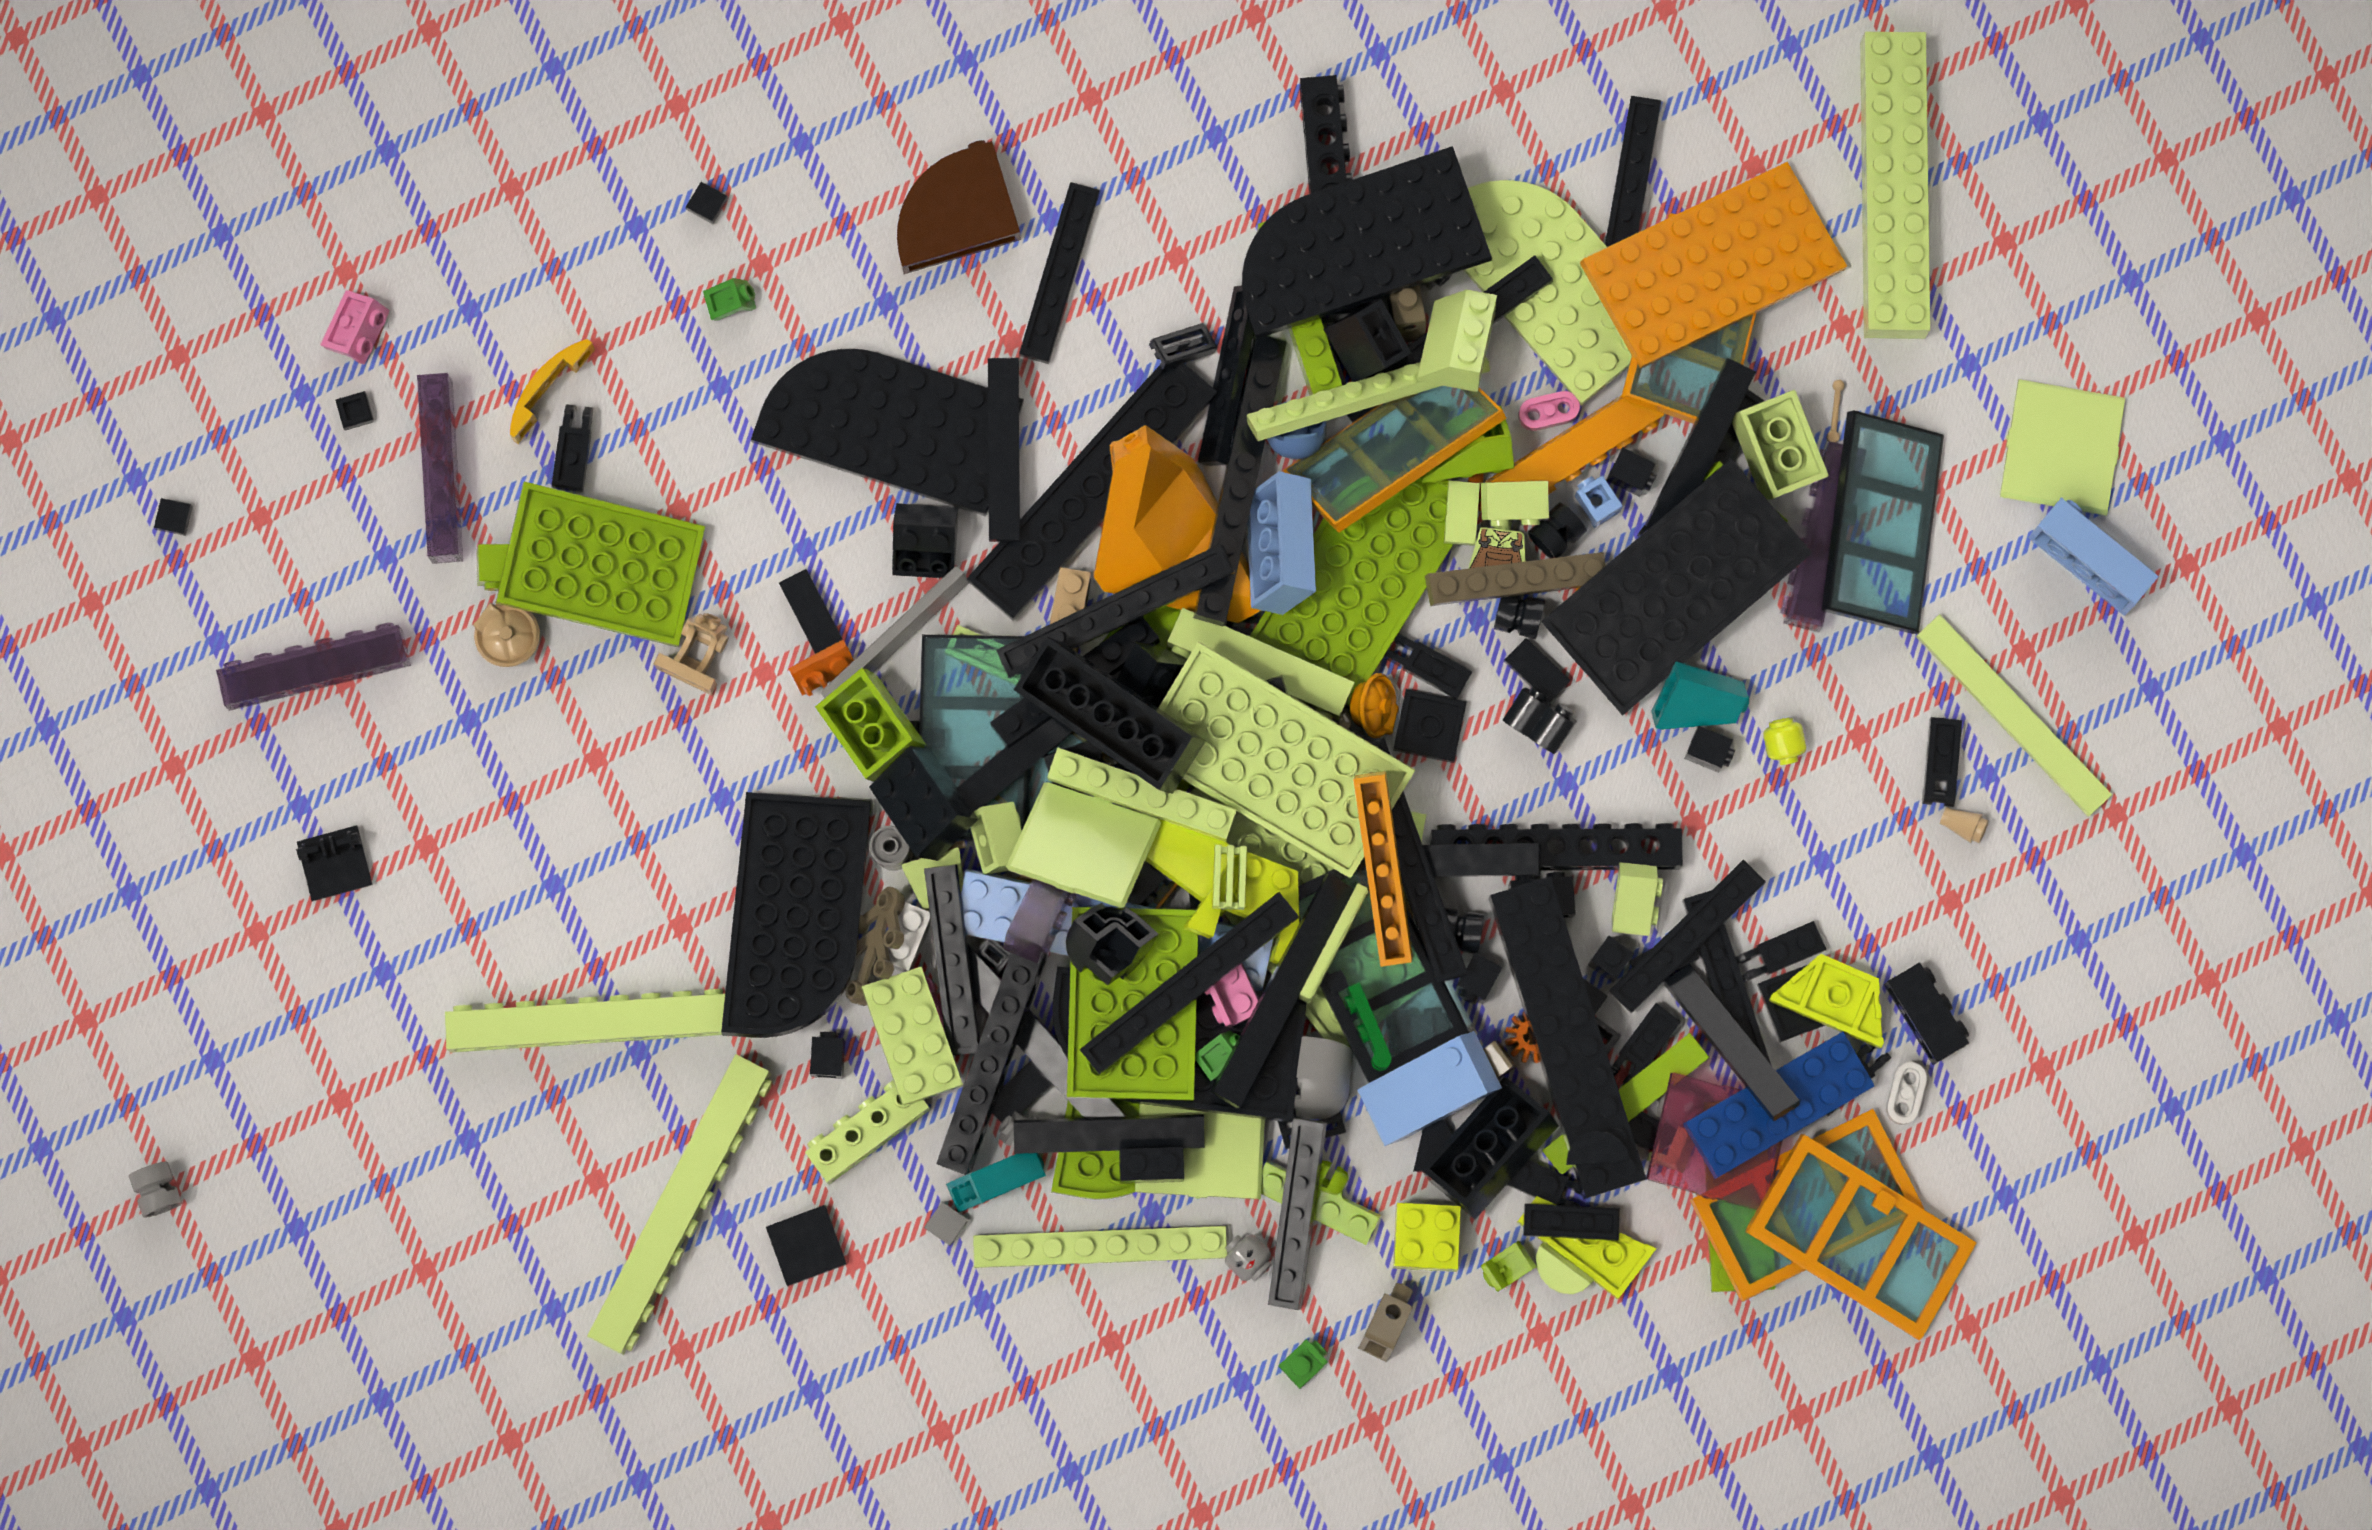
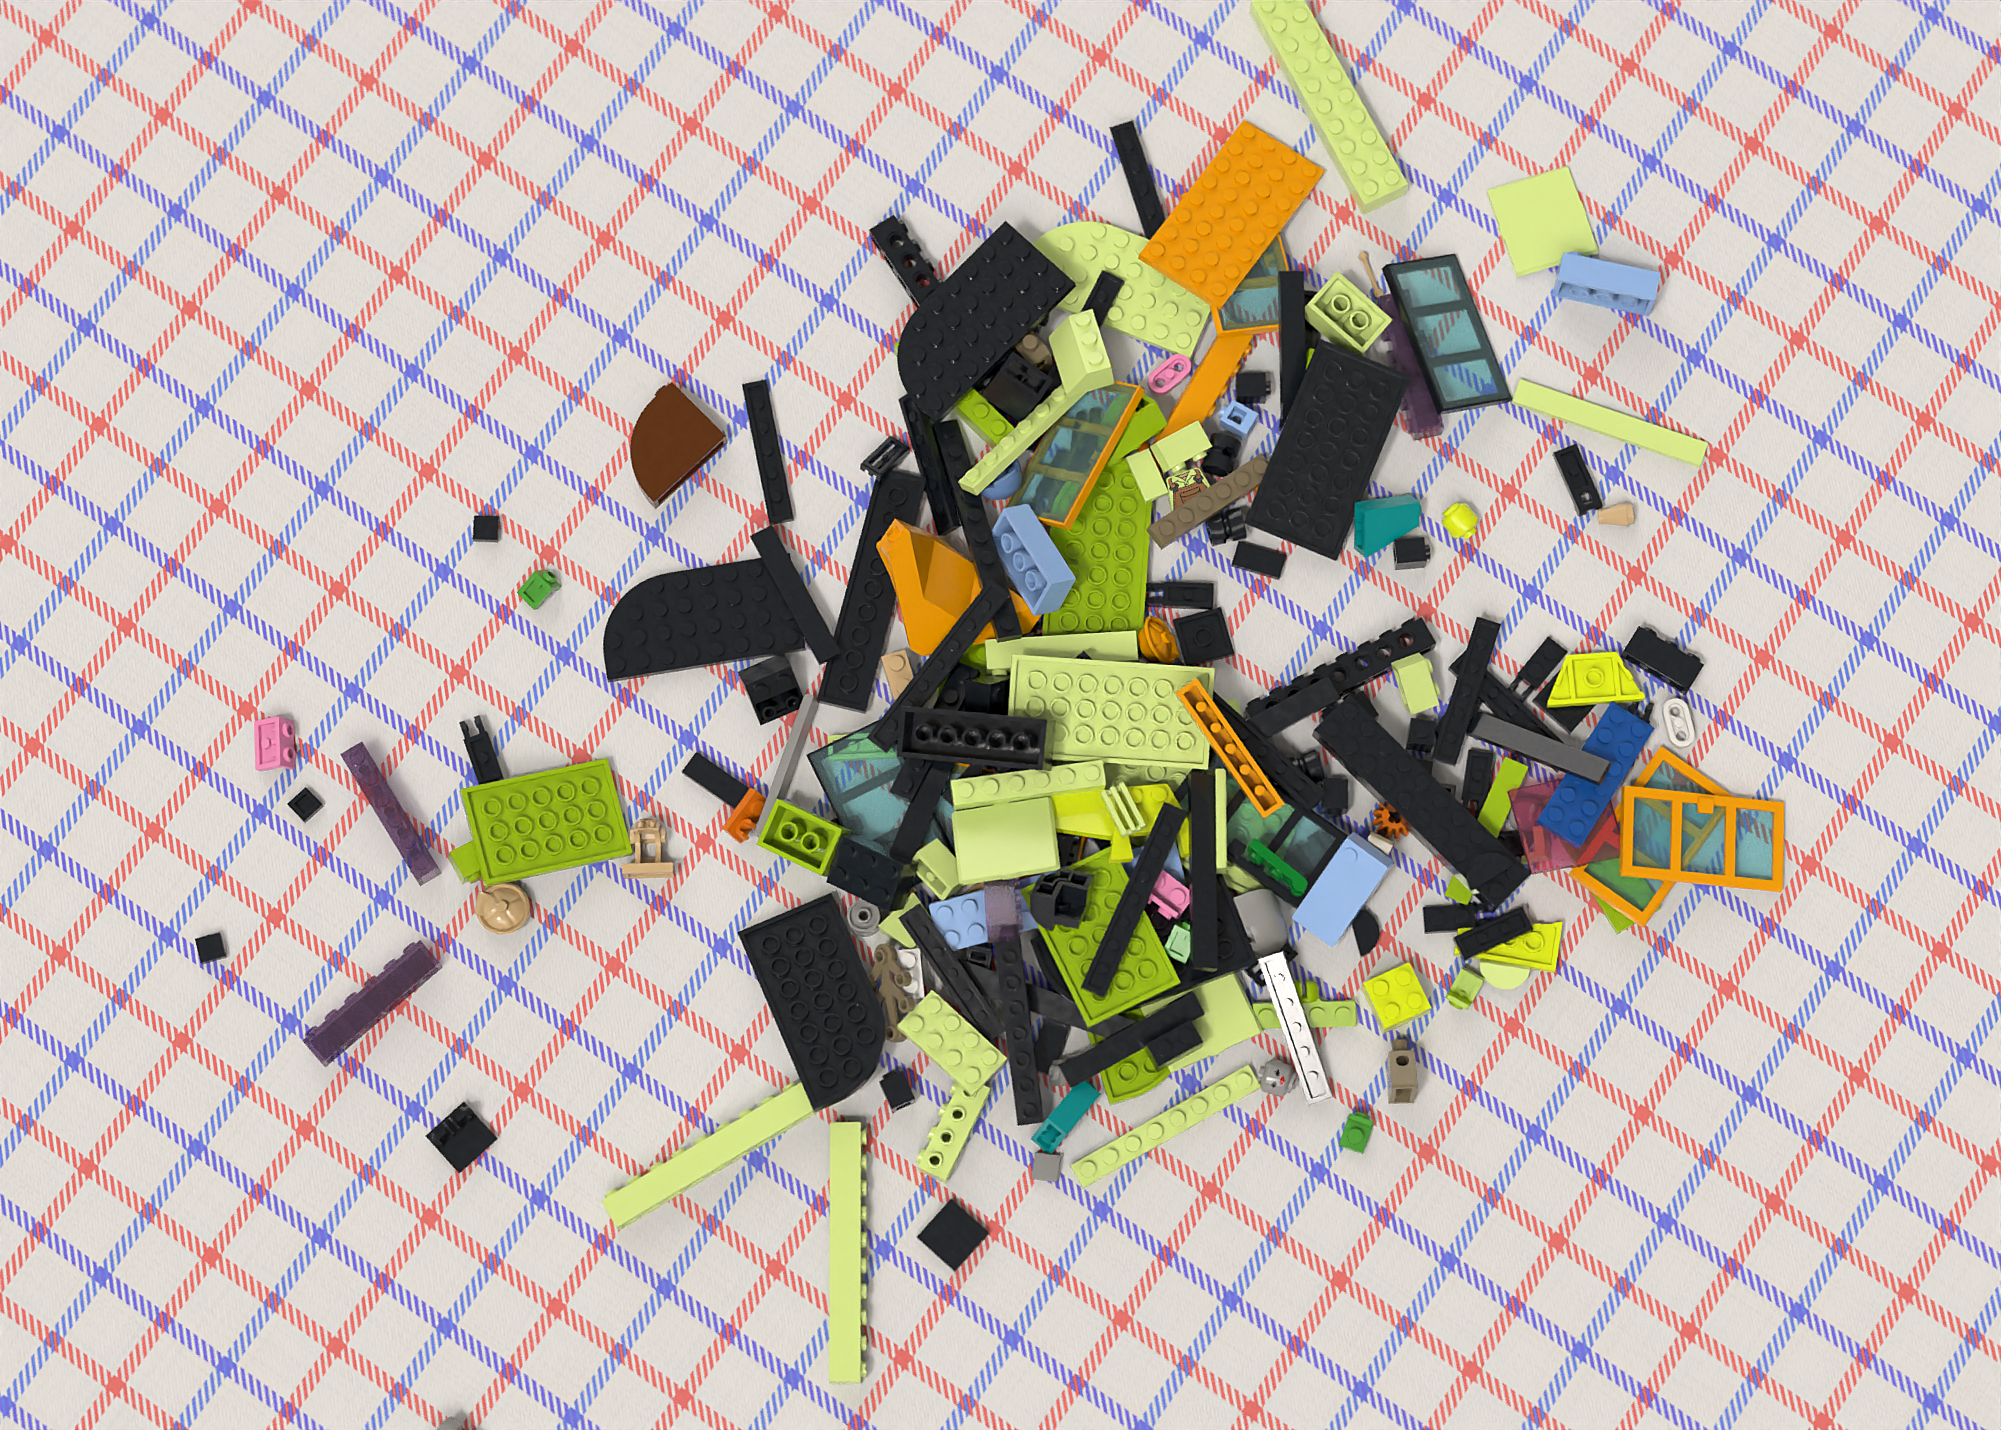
camera: 25 degrees left, 5 degrees down
(572, 357) = (445, 687): yellow slope -> none
(1490, 1148) = (1407, 910): black brick -> none
(1539, 719) = (1280, 592): black brick -> none

